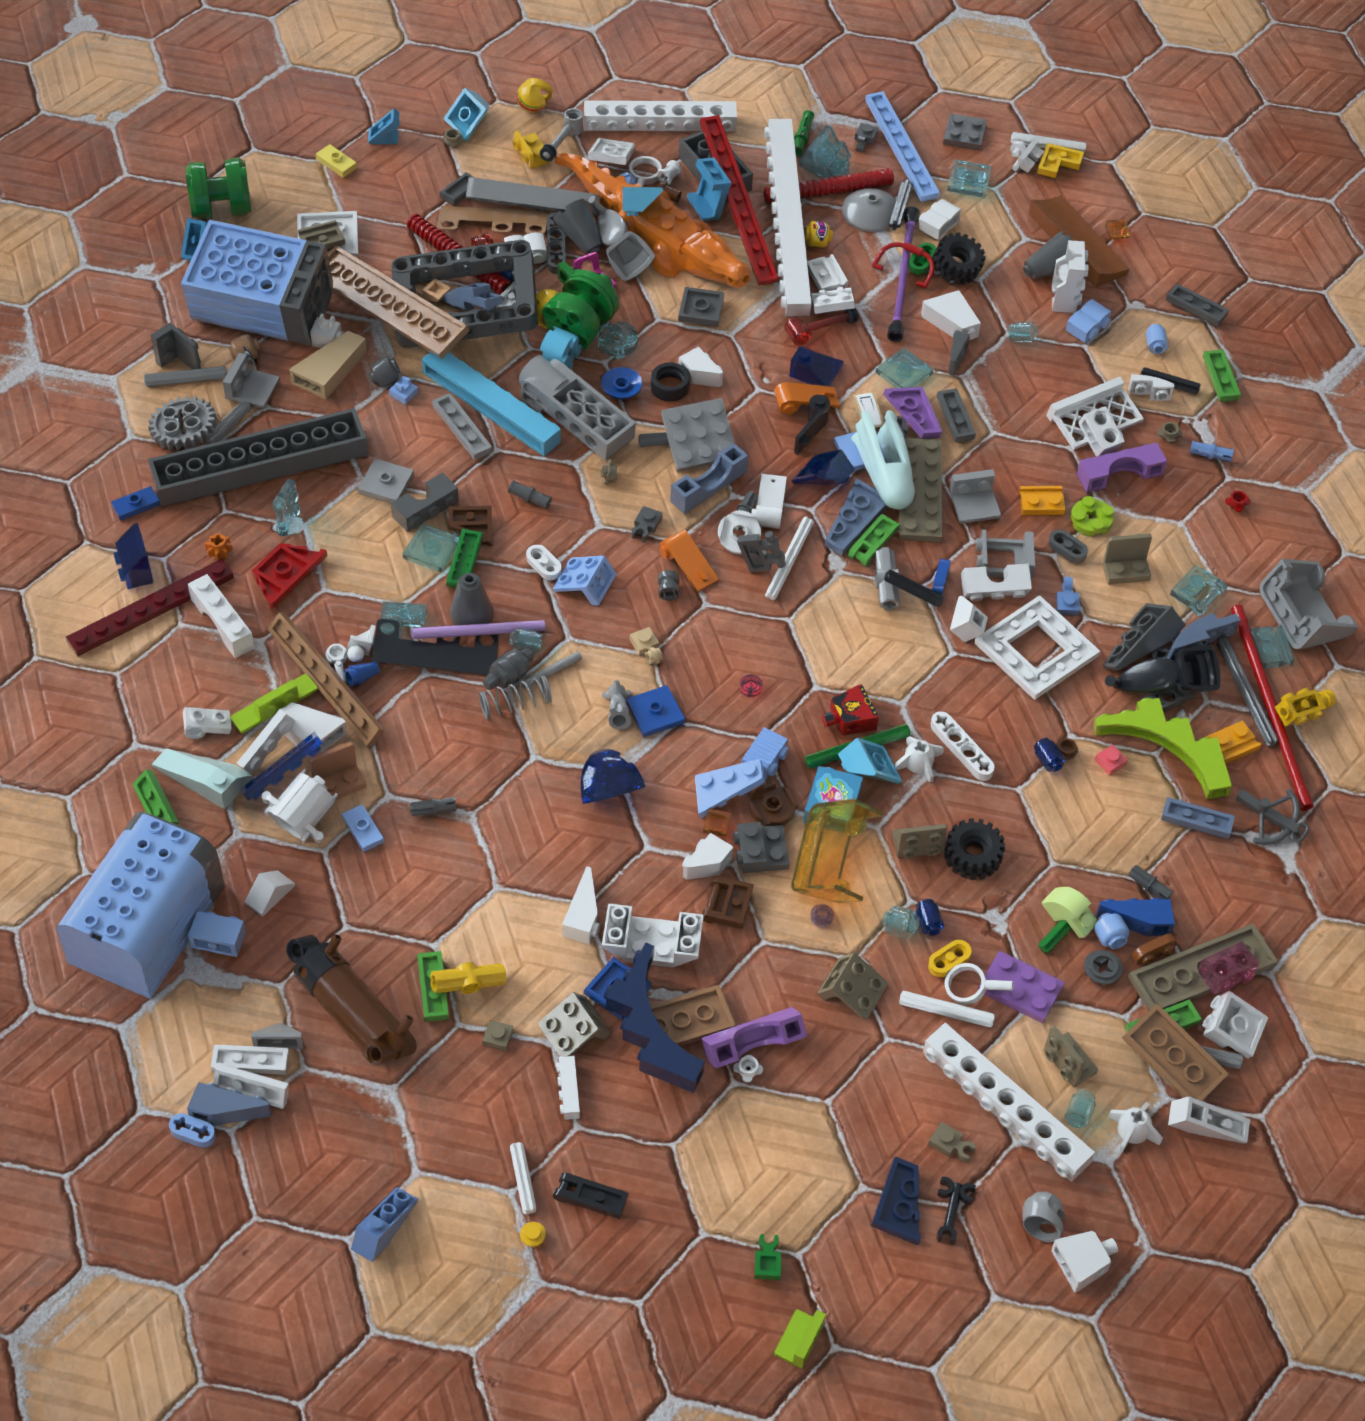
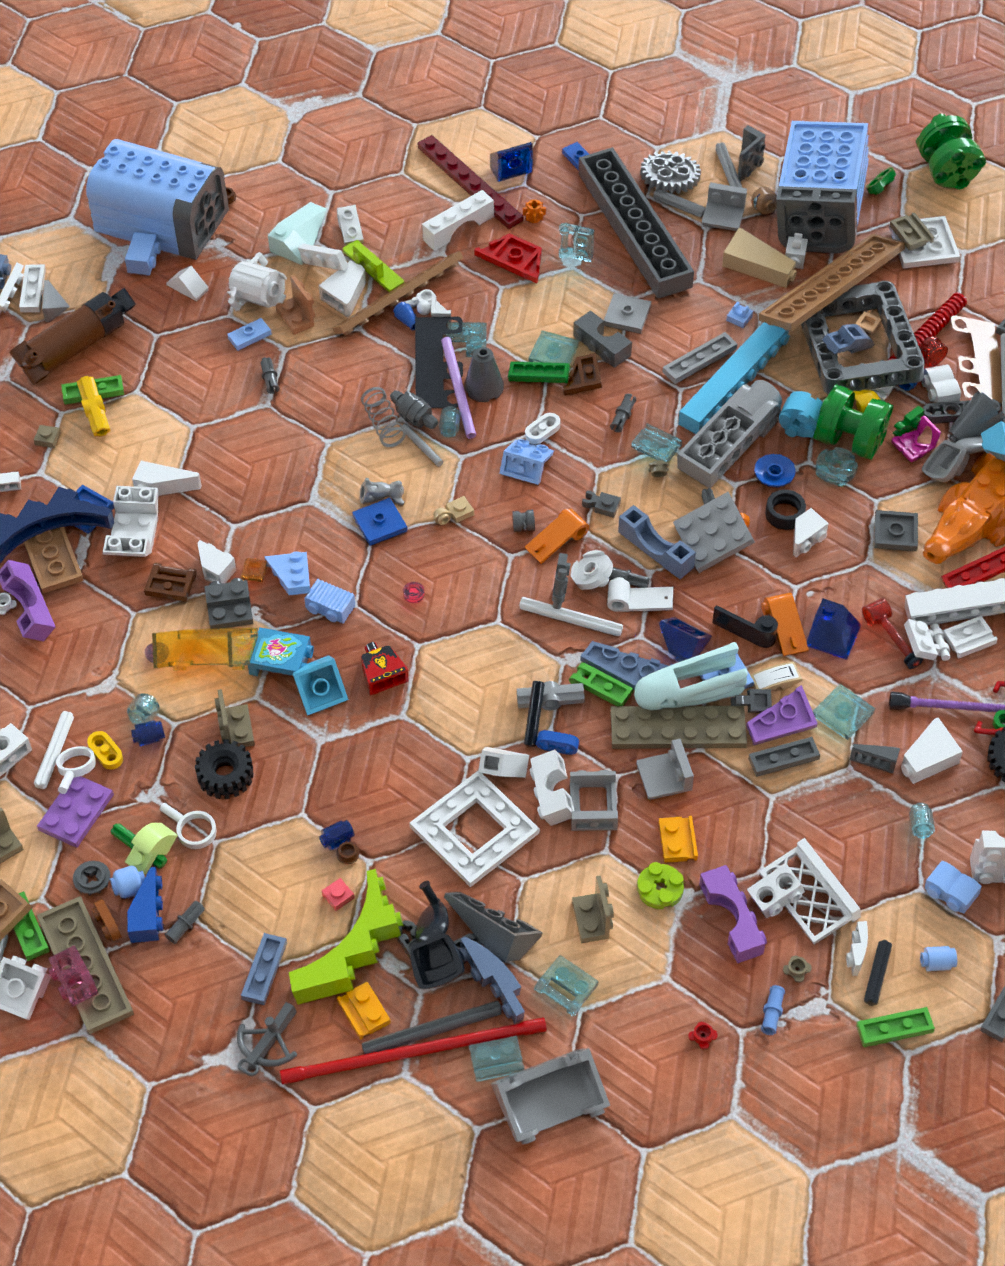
camera: 90 degrees right, 0 degrees up
(153, 797) = (268, 207): bright green plate -> none
(192, 236) = (891, 154): dark azure slope -> none
(290, 760) = (292, 266): clear blue plate -> none
(384, 371) = (755, 296): dark grey head -> none
(573, 1025) = (48, 479): bracket -> none
(575, 471) = (656, 443): none -> clear light blue plate
(608, 776) = (295, 484): clear blue brick -> none
(771, 817) = (277, 621): reddish brown plate -> none
(854, 984) = (77, 676): dark tan bracket -> none
(881, 738) = (348, 681): green axle -> none
(919, 757) = (333, 726): white piece -> none
(964, 744) = (346, 760): white beam -> none
(1032, 890) = (183, 819): none -> white piece
(1068, 601) = (540, 859): medium blue plate -> none
(1070, 547) = (611, 860): dark grey plate -> none
(1304, 705) = (402, 1073): yellow brick -> none

